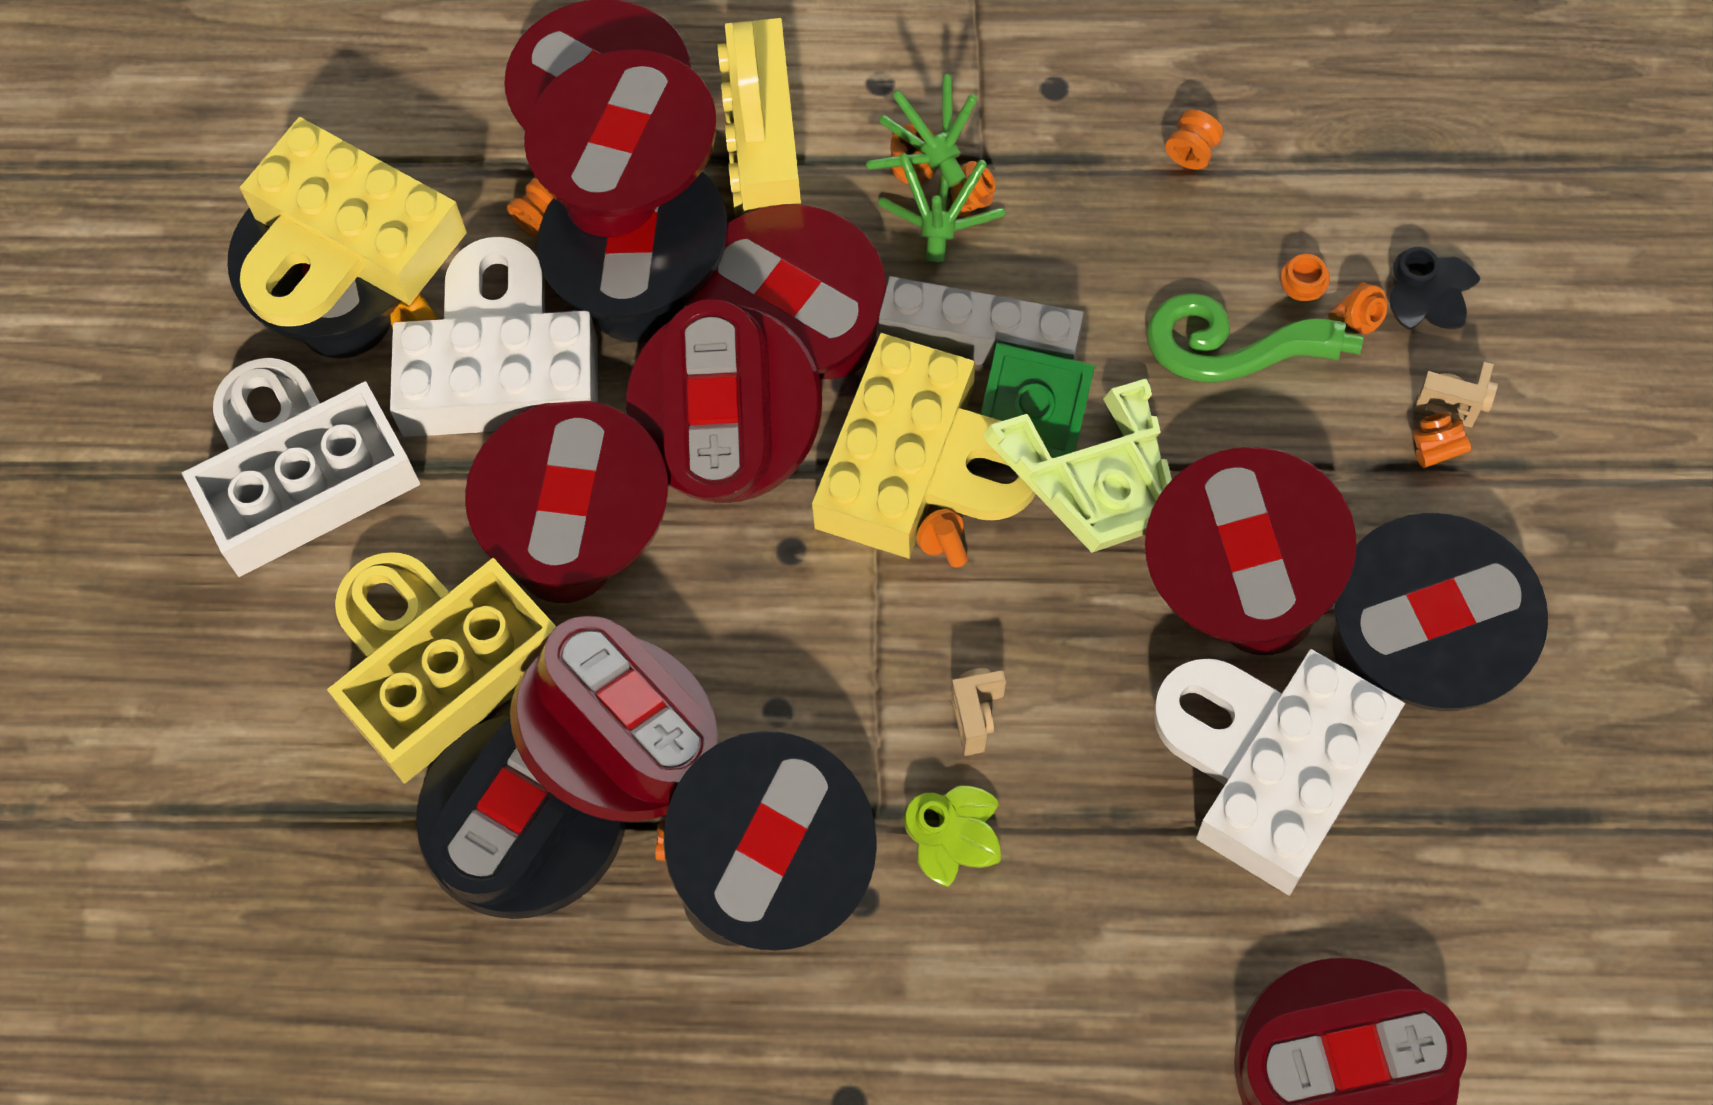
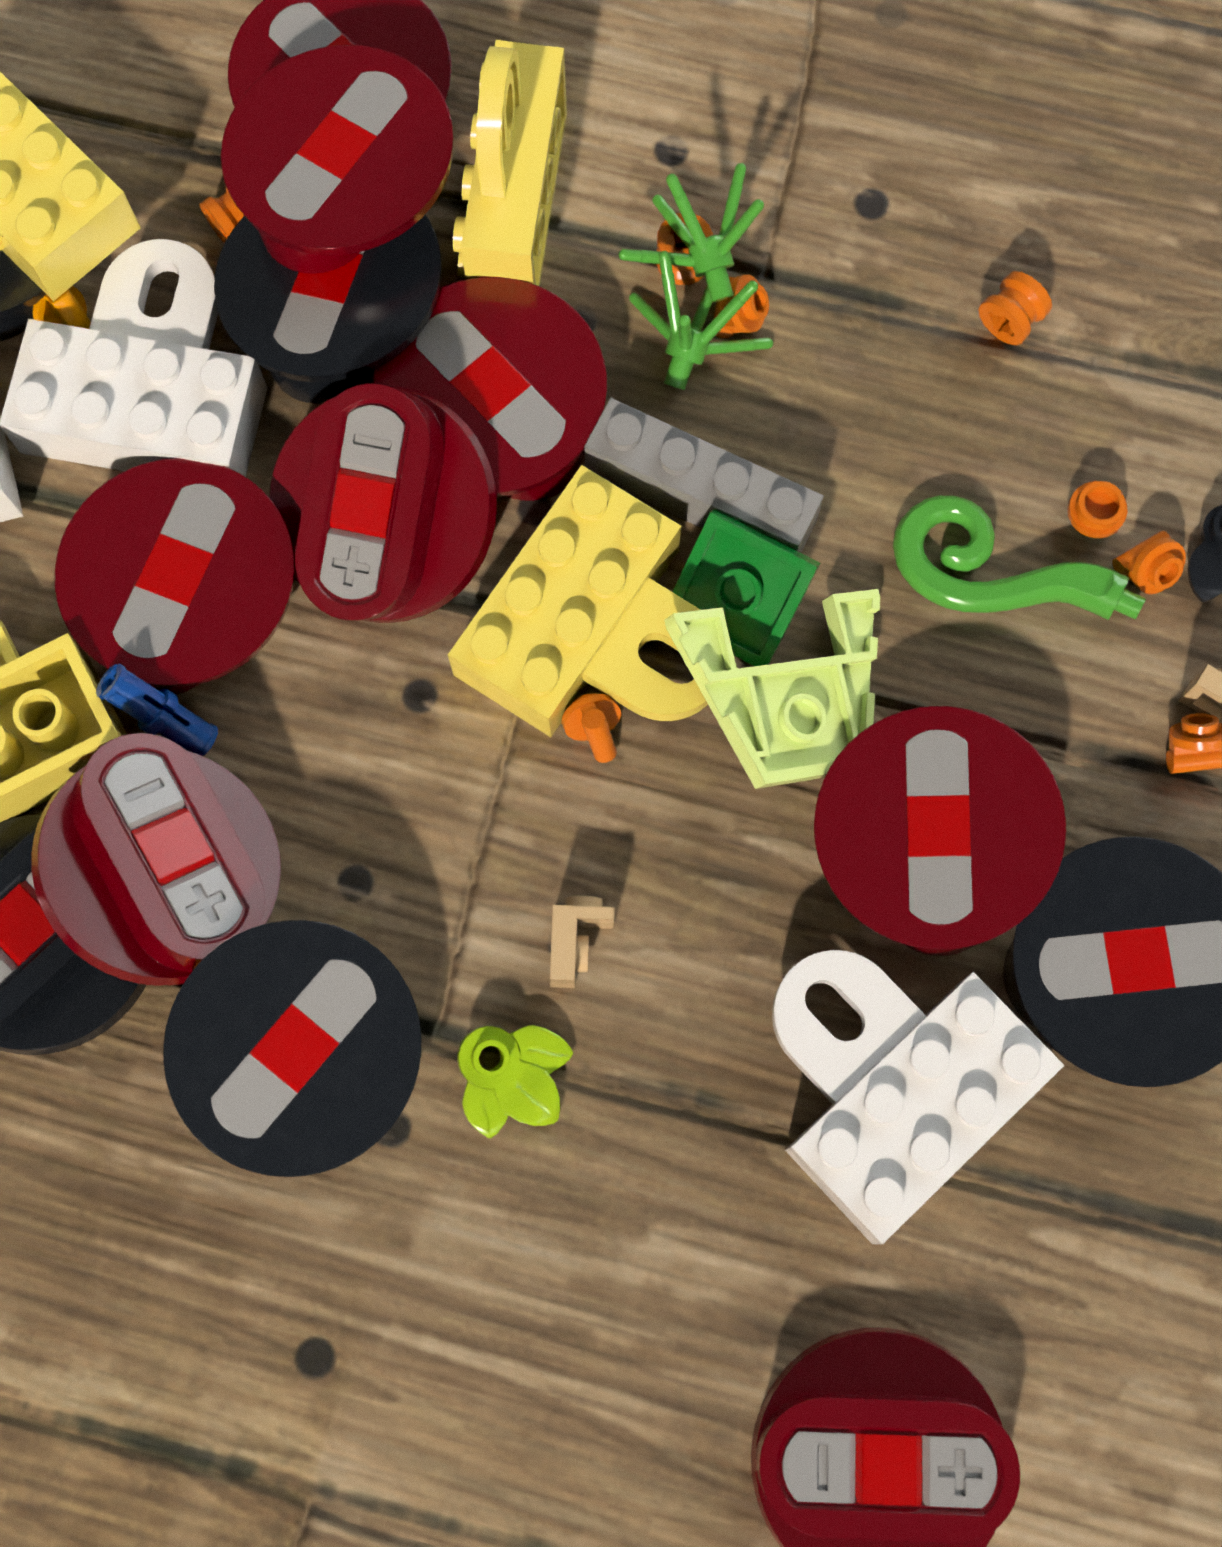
camera: 10 degrees right, 10 degrees up
(574, 600) = (156, 710): none -> blue pin

